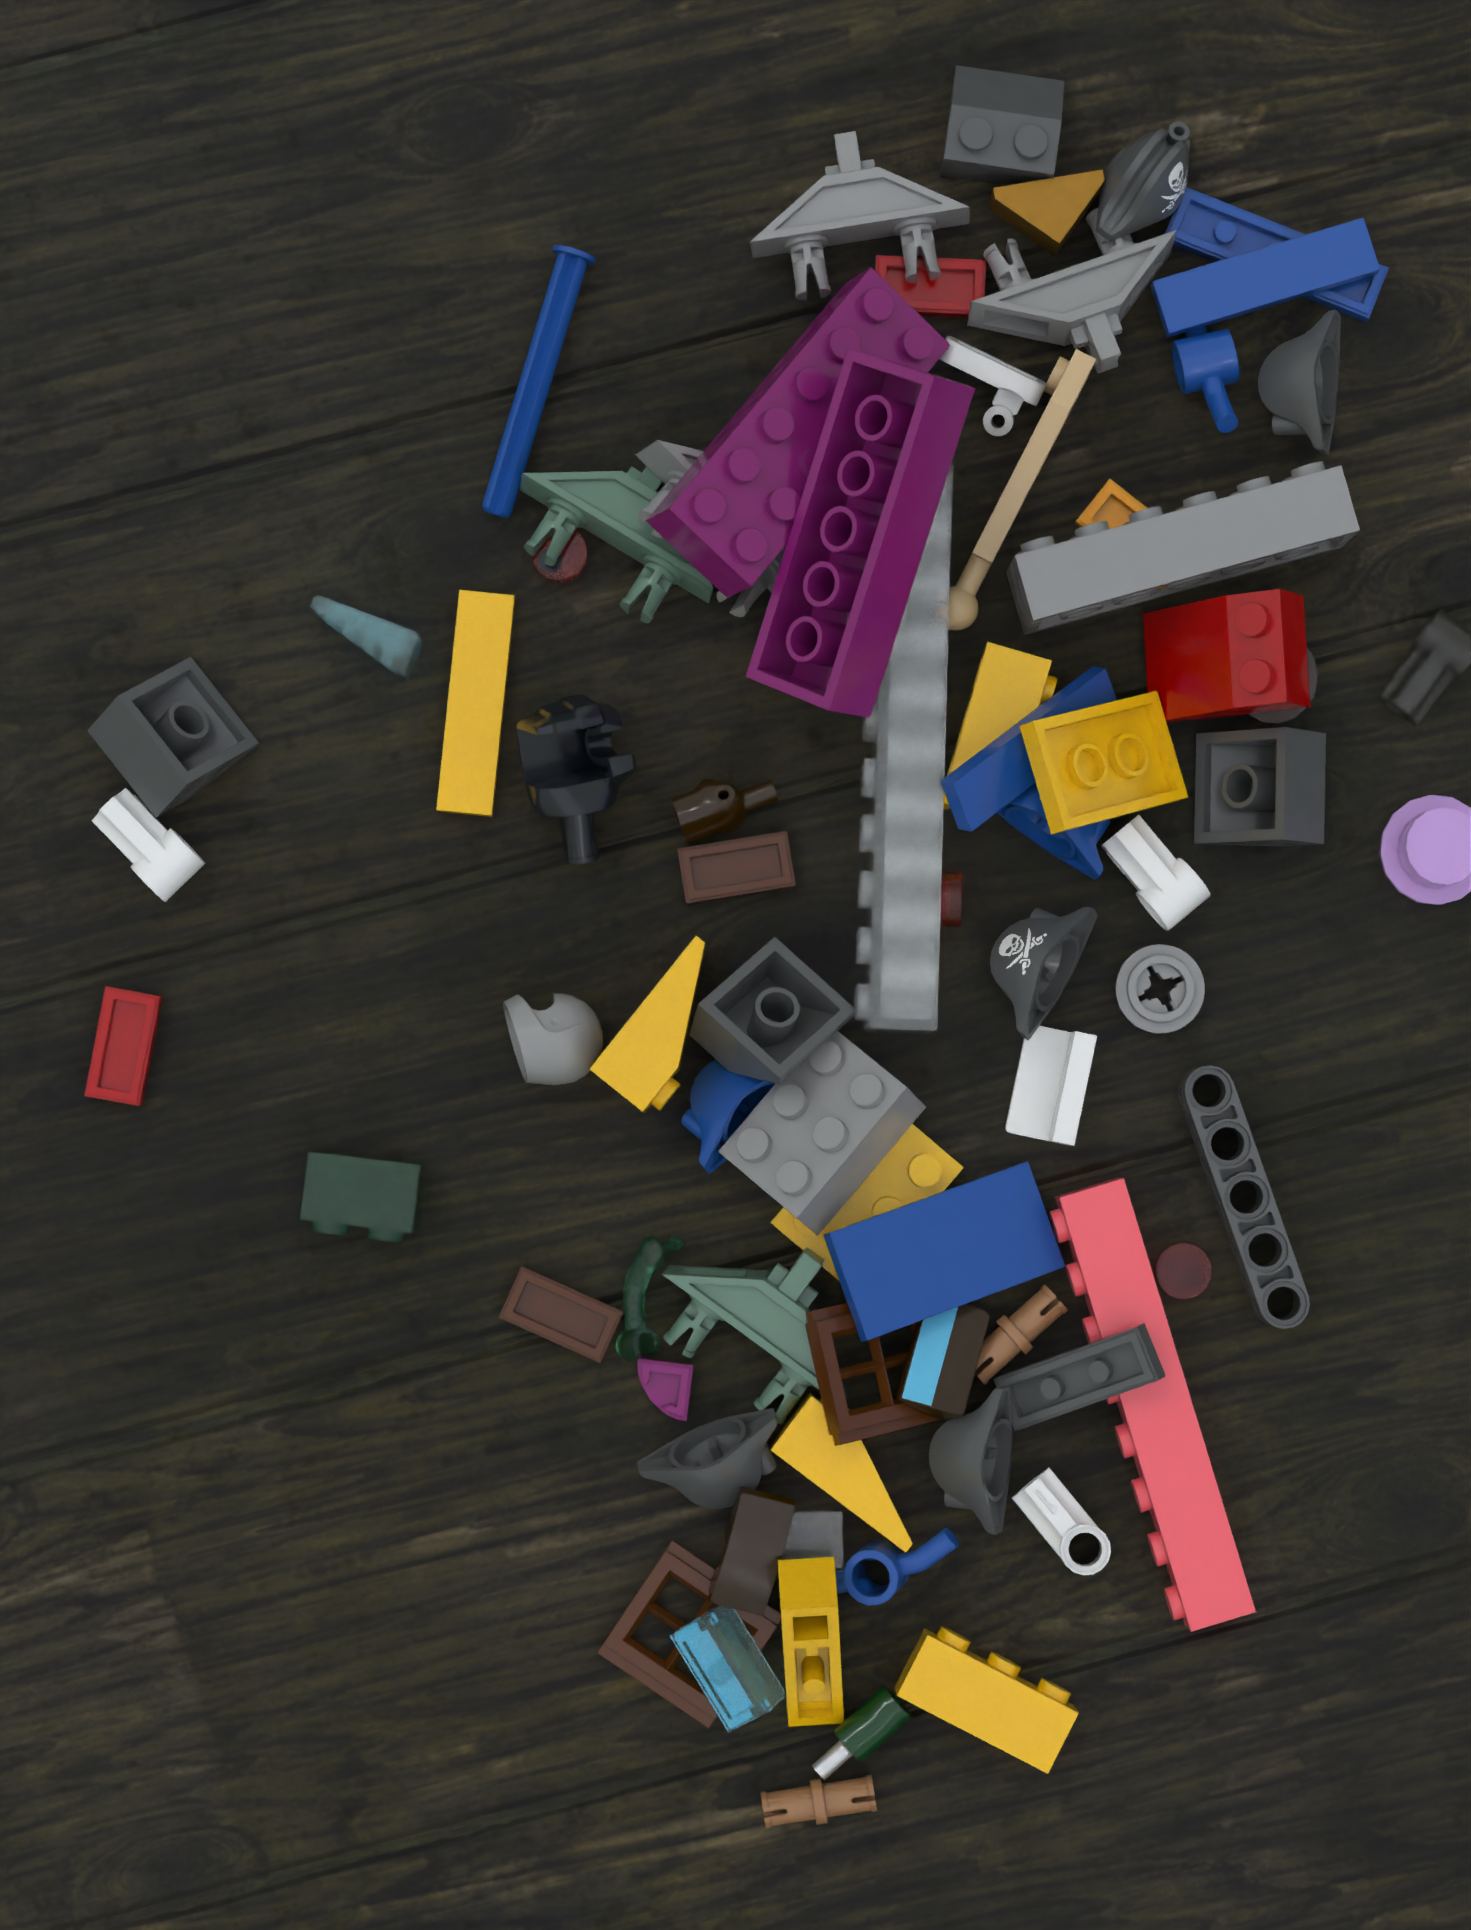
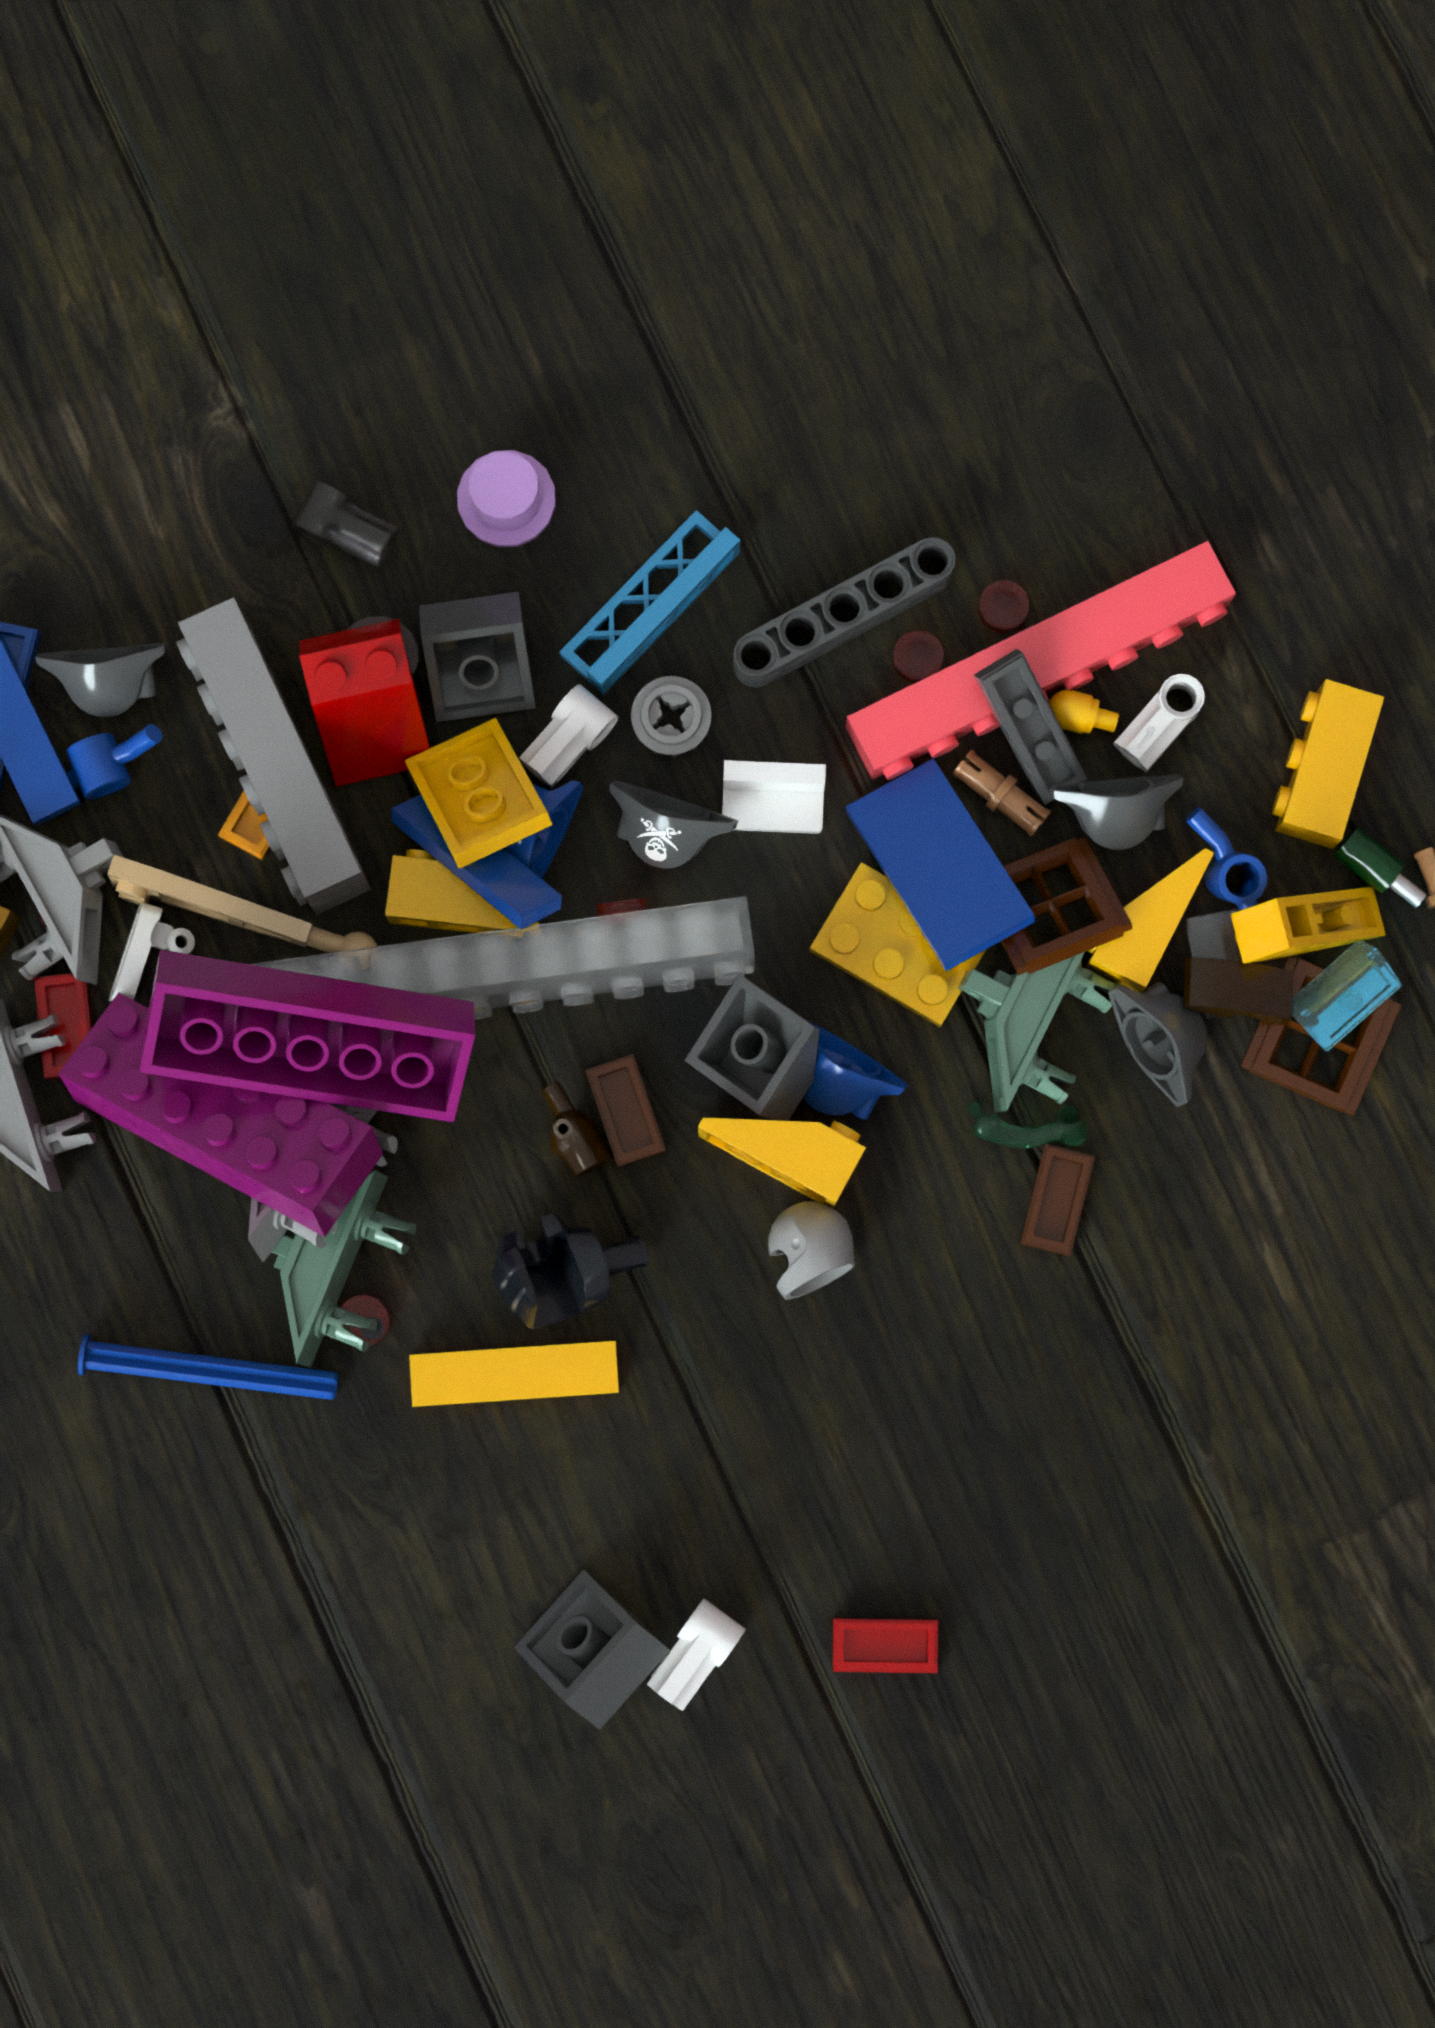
camera: 90 degrees left, 5 degrees down
(361, 1194) = (983, 1398): clear green brick -> none
(384, 641) = (470, 1470): clear light blue slope -> none
(667, 1385) = (1103, 1093): magenta tile -> none
(823, 1131) = (853, 988): light grey brick -> none
(943, 1361) = (1039, 847): dark brown slope -> none
(1089, 1437) = (1081, 712): none -> yellow cylinder
(1223, 1375) = (1003, 606): none -> clear red tile
(1277, 999) = (664, 607): none -> dark azure fence

